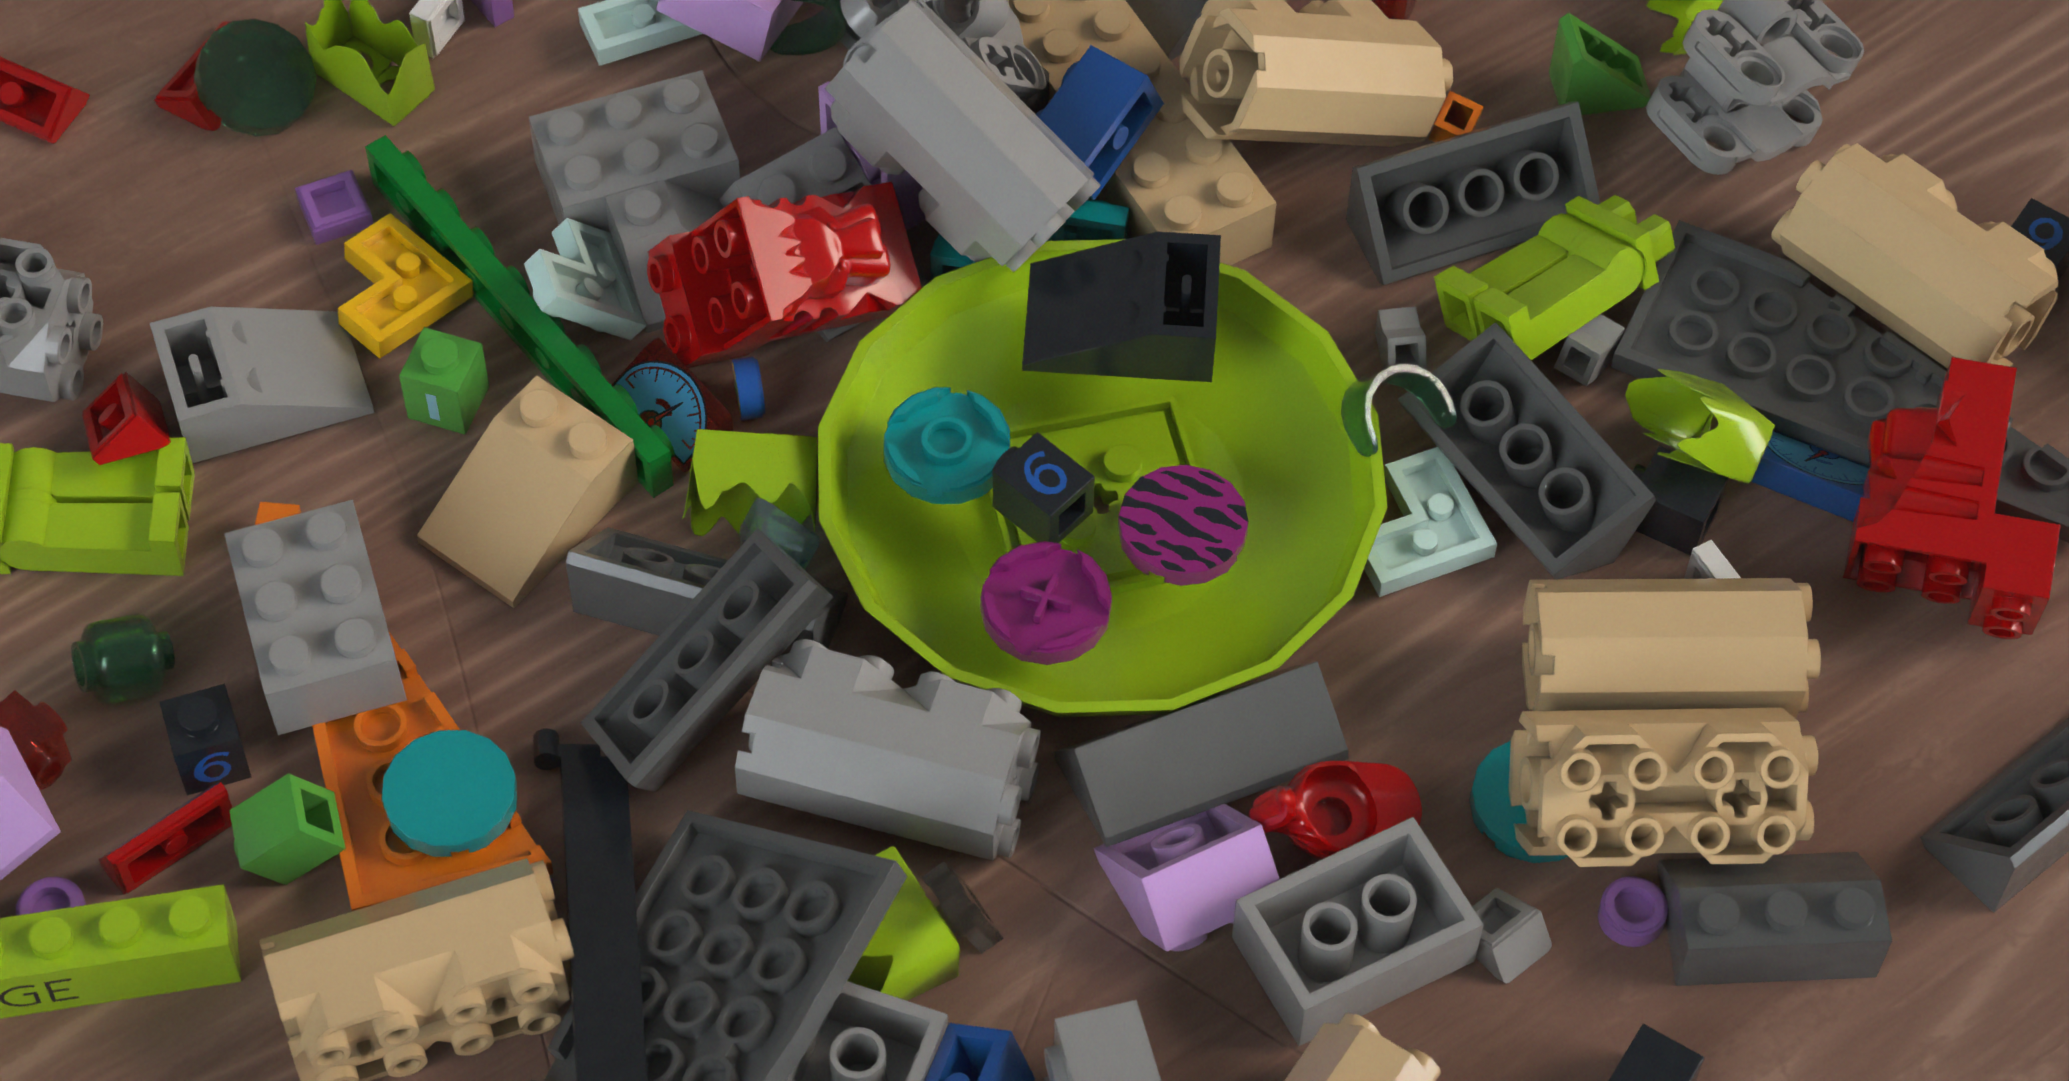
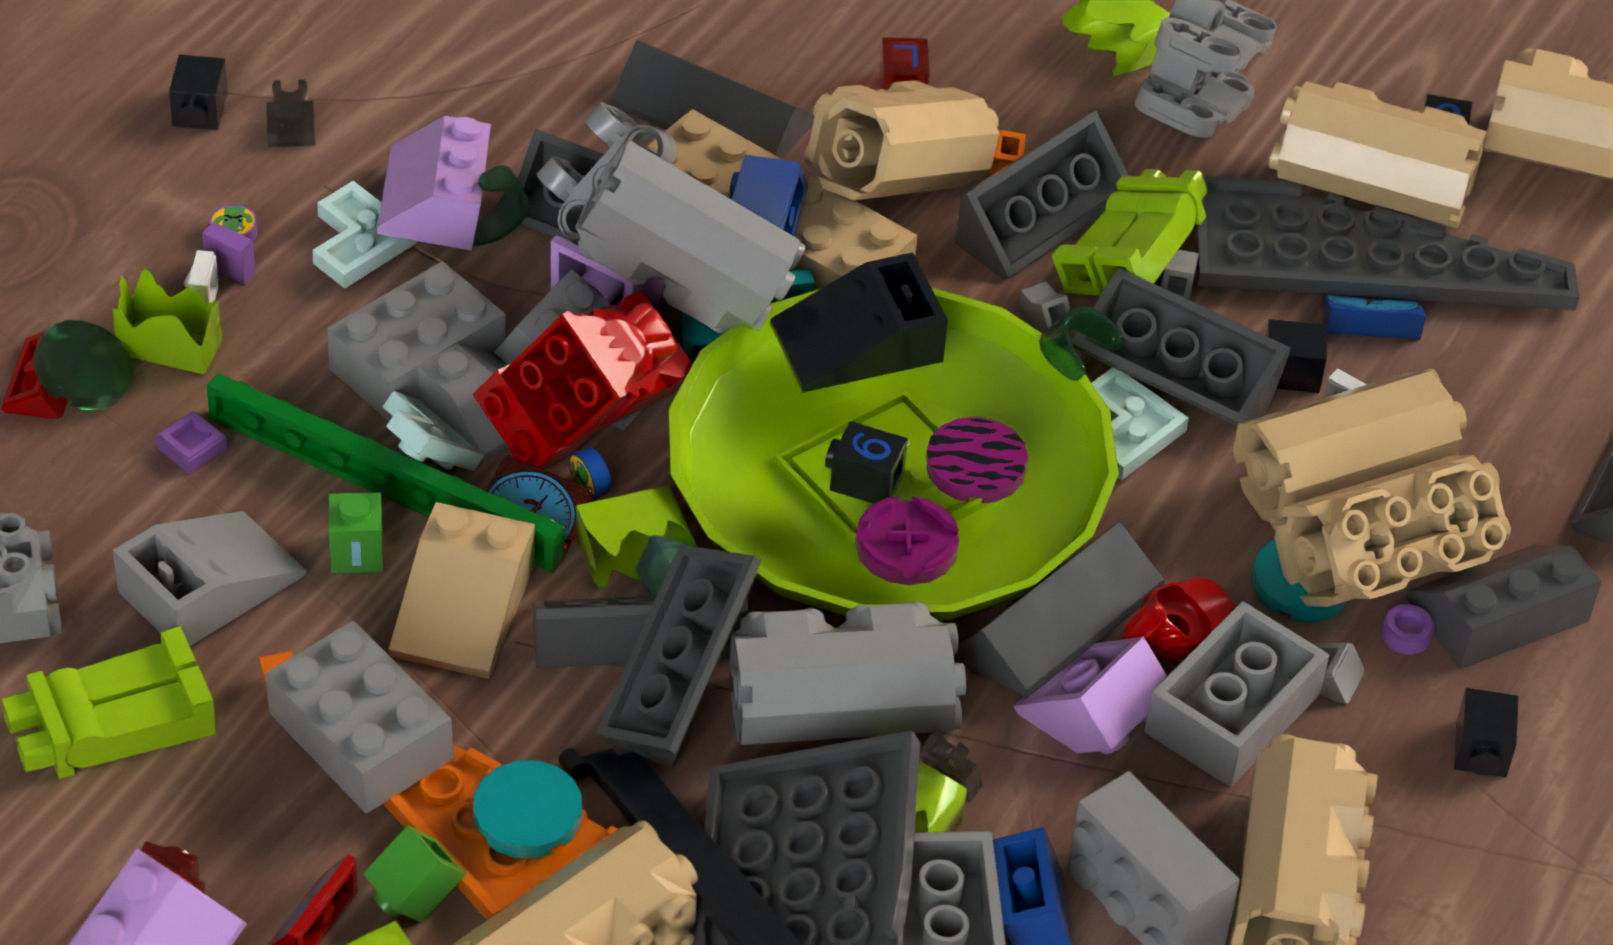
camera: 25 degrees left, 10 degrees down
(122, 658) = (210, 799): clear green head -> none
(124, 421) = (117, 632): red slope -> none
(205, 739) = (310, 833): black brick -> none
(409, 287) = (287, 475): yellow plate -> none
(945, 445) = (775, 458): teal tile -> none
(1595, 70) = (1075, 93): bright green slope -> none
(1678, 412) = (1262, 295): lime piece -> none
(1933, 502) = (1480, 299): red brick -> none

